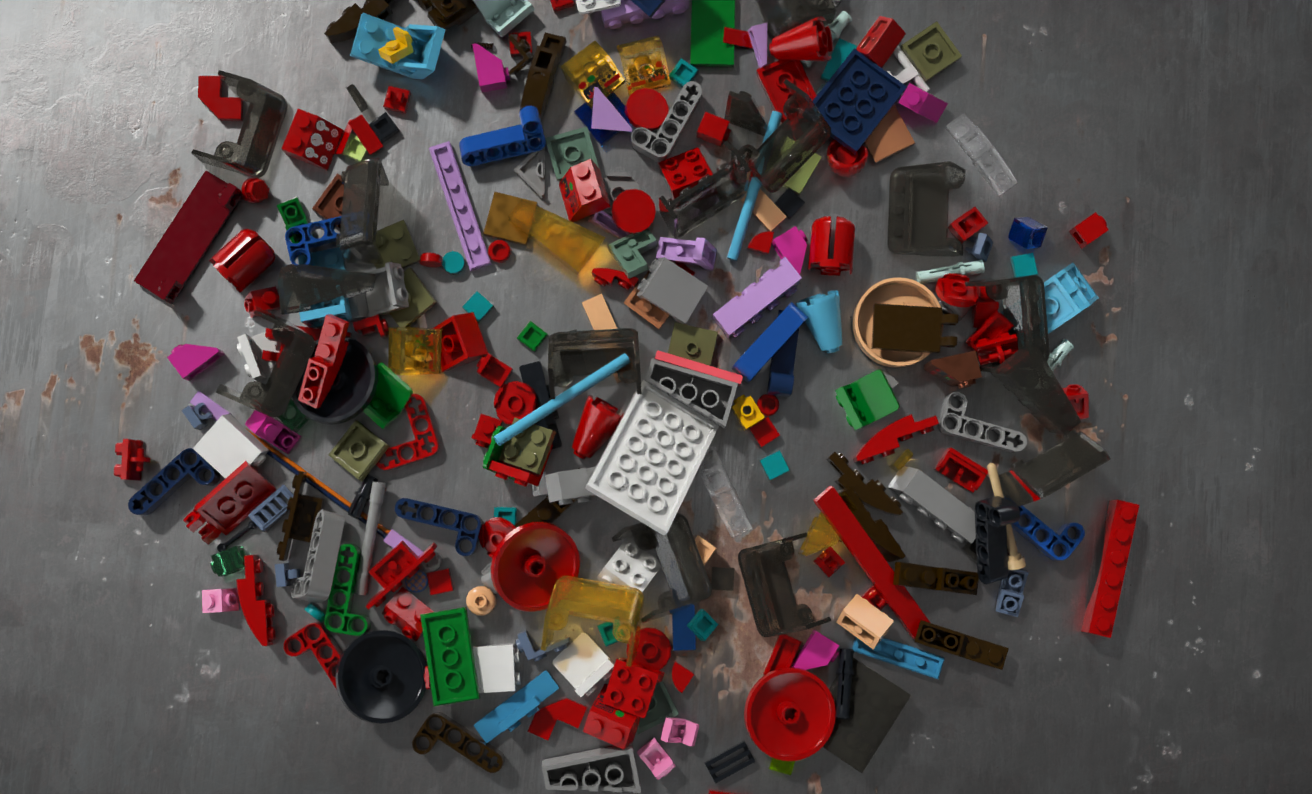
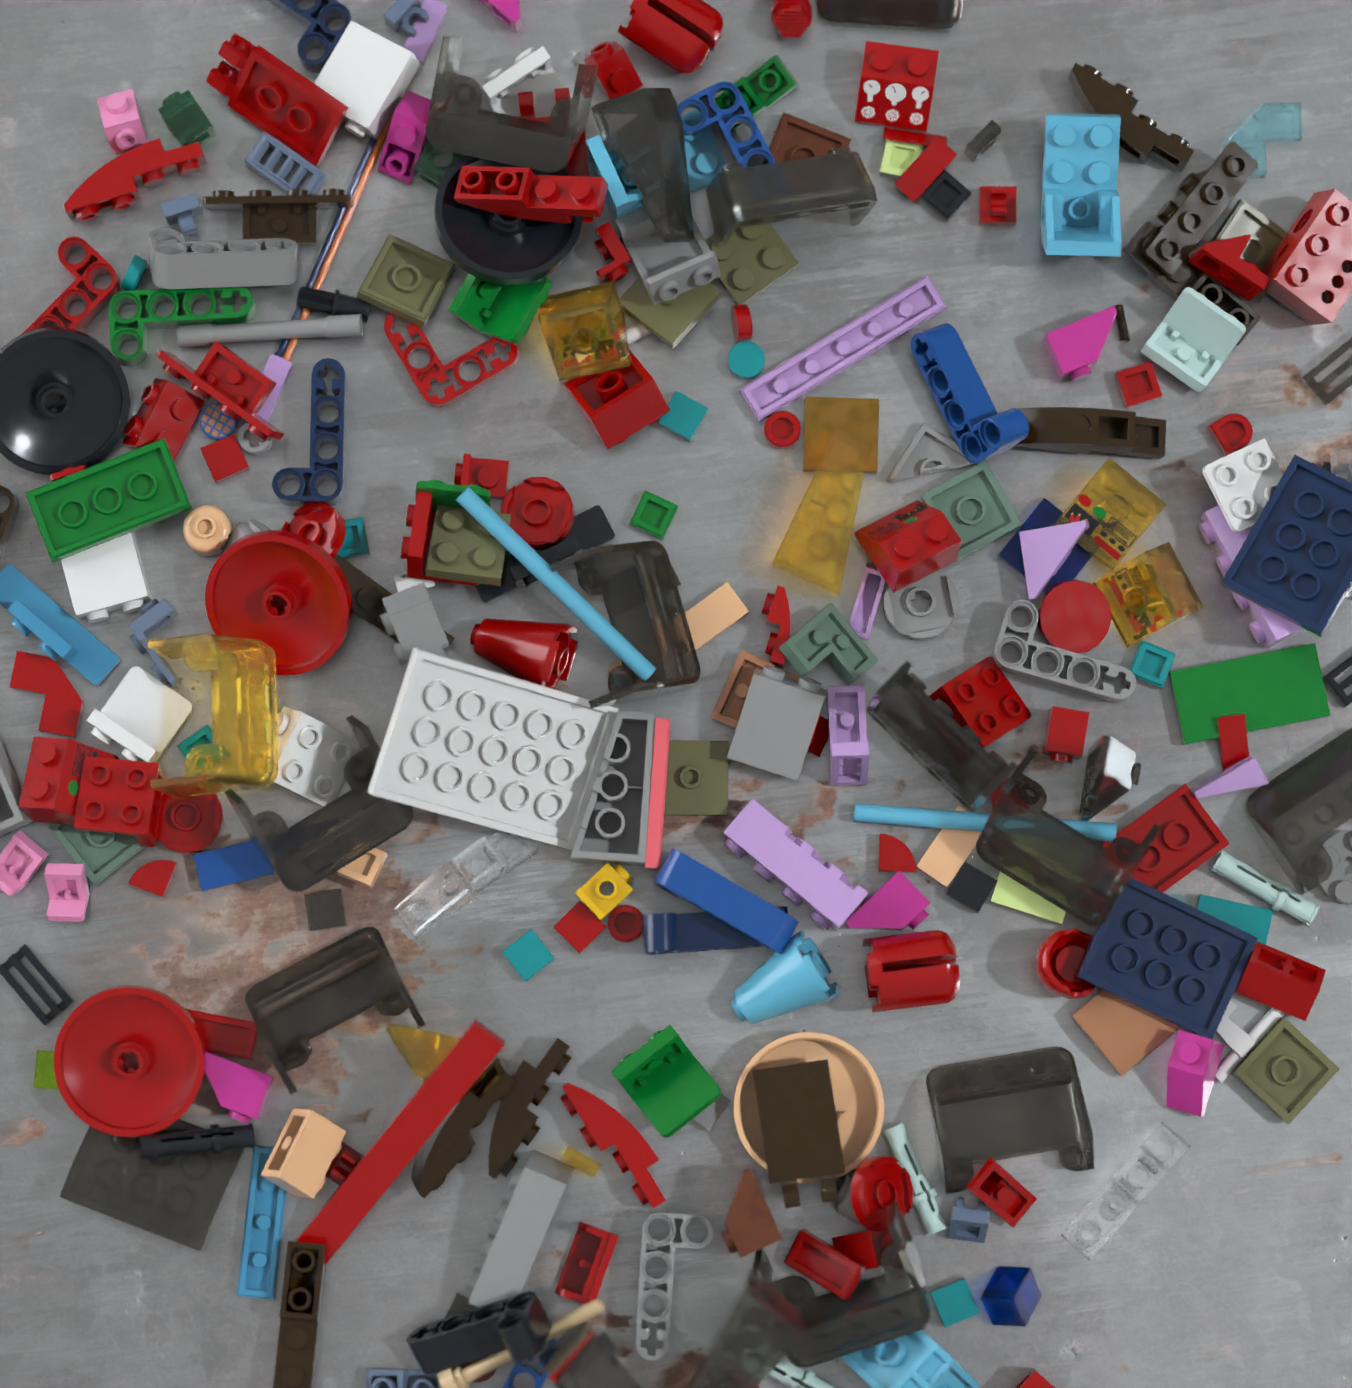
camera: 80 degrees right, 0 degrees up
(221, 547) = (206, 104): black hinge -> none
(398, 48) = (1073, 187): yellow bracket -> none
(493, 370) = (583, 465): red bracket -> none
(524, 49) = (1125, 391): dark brown bracket -> none
(633, 211) = (895, 631): red tile -> none
(702, 625) = (243, 893): teal tile -> none
(804, 43) = (1243, 852): red cone -> none
(829, 561) = (390, 1078): red tile -> none
(935, 578) = (398, 1256): dark brown slope -> none
(996, 349) = (796, 1278): red hips -> none

